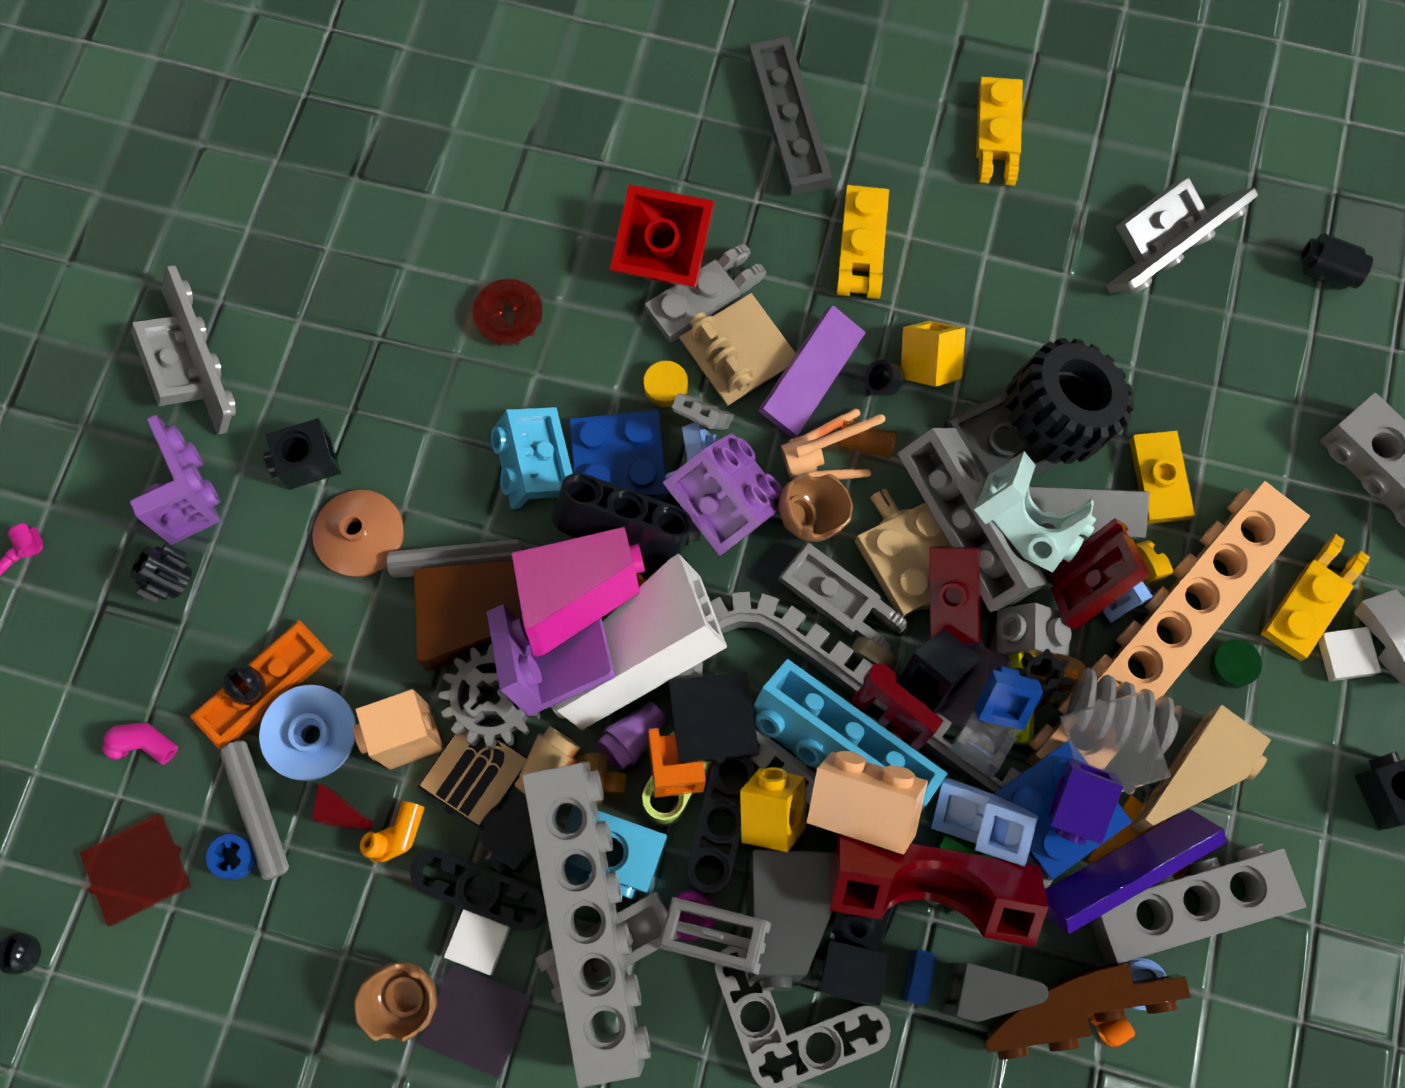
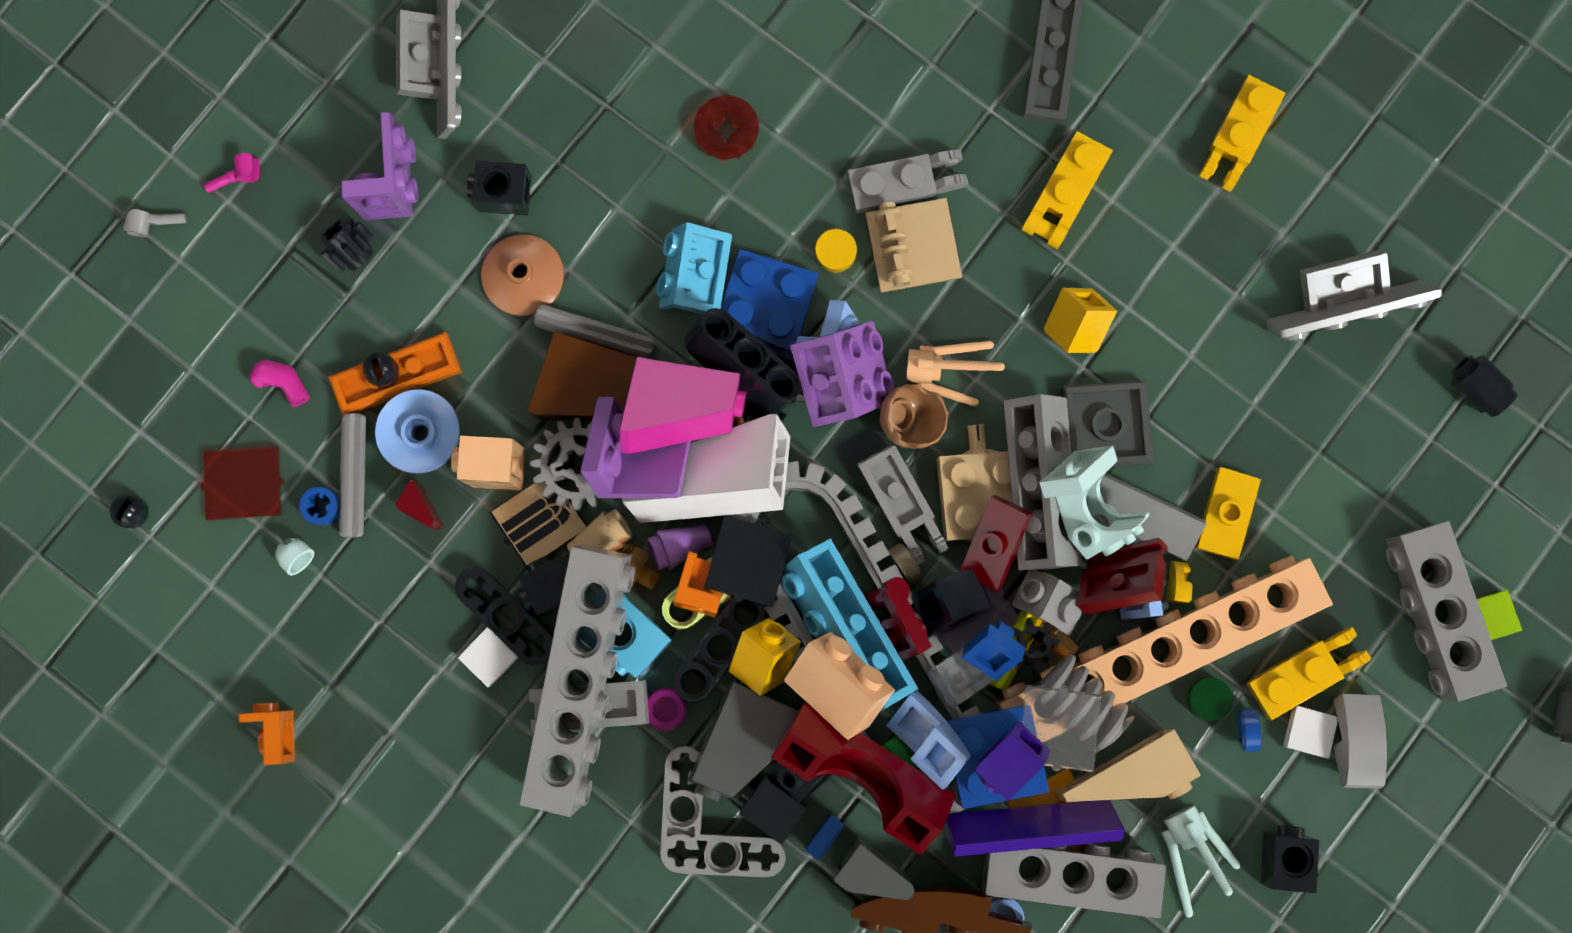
camera: 25 degrees right, 10 degrees up
(220, 923) = (293, 556): none -> light aqua hinge
(394, 839) = (455, 547): light orange arm -> none
(395, 1002) = (406, 677): medium nougat hair -> none
(476, 1021) = (464, 716): clear purple piece -> none
(662, 236) = (886, 117): red slope -> none
(701, 412) = (848, 284): light grey tile -> none
(754, 945) = (700, 757): light grey tile -> none
(811, 371) = (967, 292): medium lavender tile -> none
(872, 441) = (994, 381): clear orange pin -> none
(880, 384) = (1023, 328): black hinge -> none
(1069, 400) = (1202, 409): black tyre -> none
(1286, 804) = (1190, 830): none -> light aqua plant
(1291, 676) = (1249, 730): none -> blue tile

